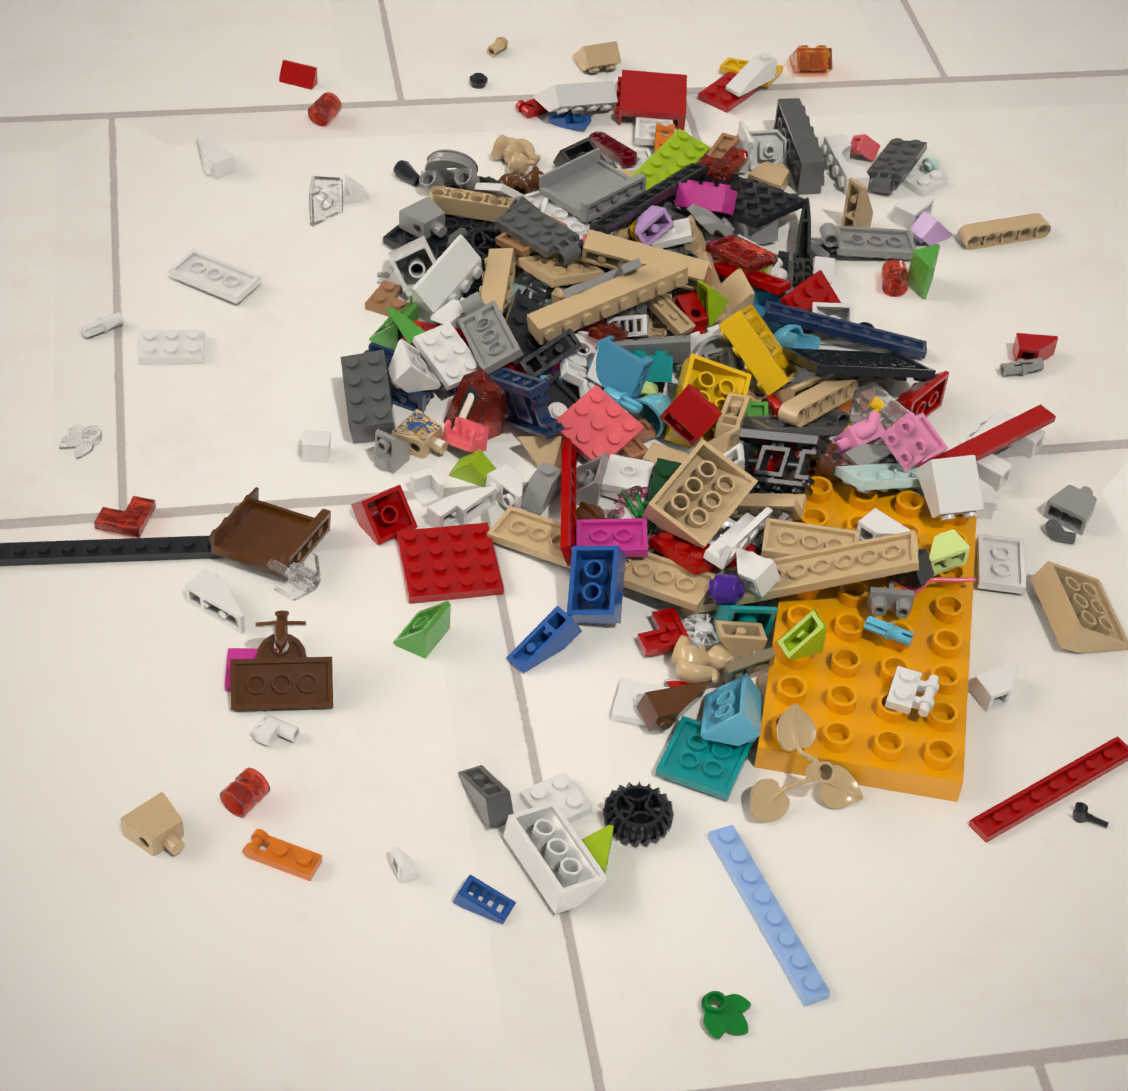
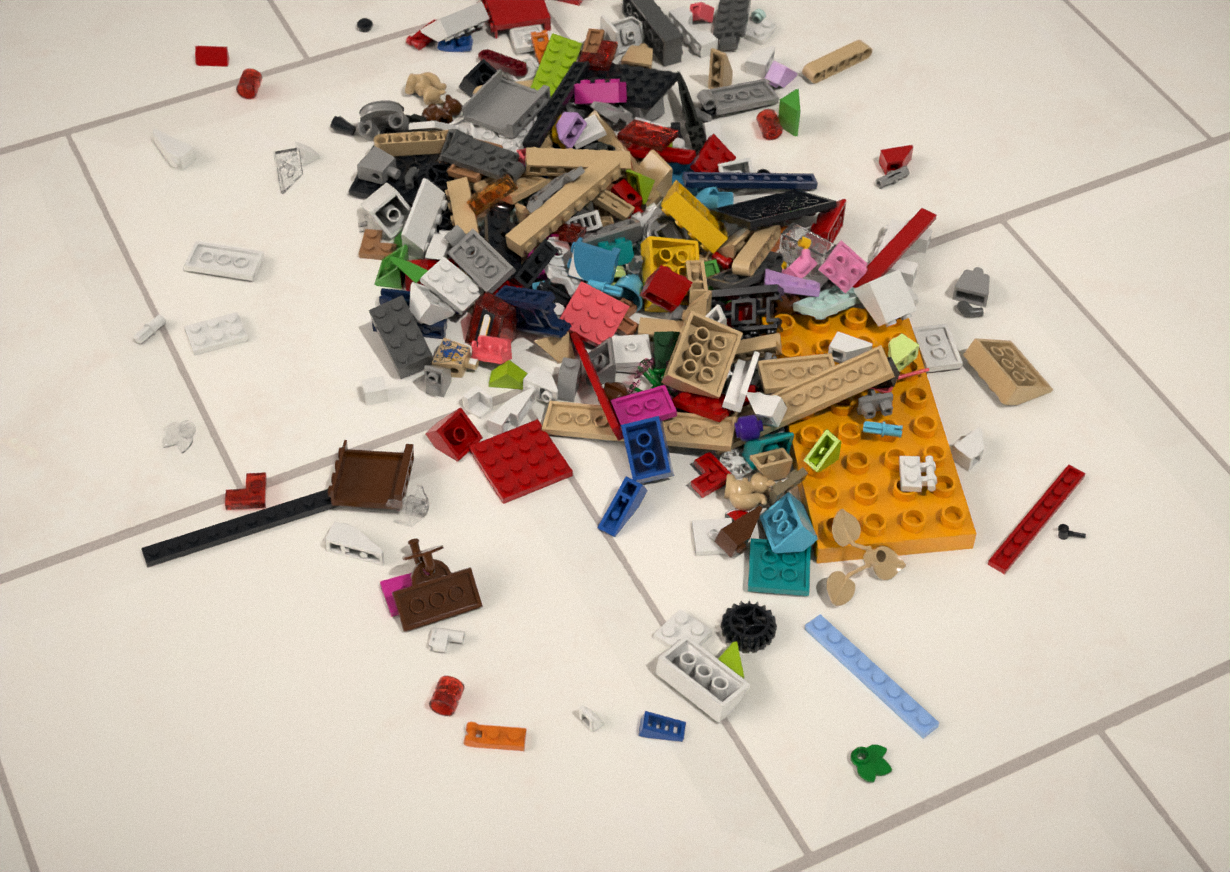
camera: 15 degrees left, 5 degrees up
(155, 826) = (389, 743): tan torso -> none
(425, 630) = (526, 523): bright green slope -> none
(488, 795) = (631, 644): dark grey slope -> none
(530, 270) = (491, 194): none -> clear orange slope
(668, 386) = (634, 266): none -> light grey axle
(846, 447) = (792, 284): none -> lavender wing

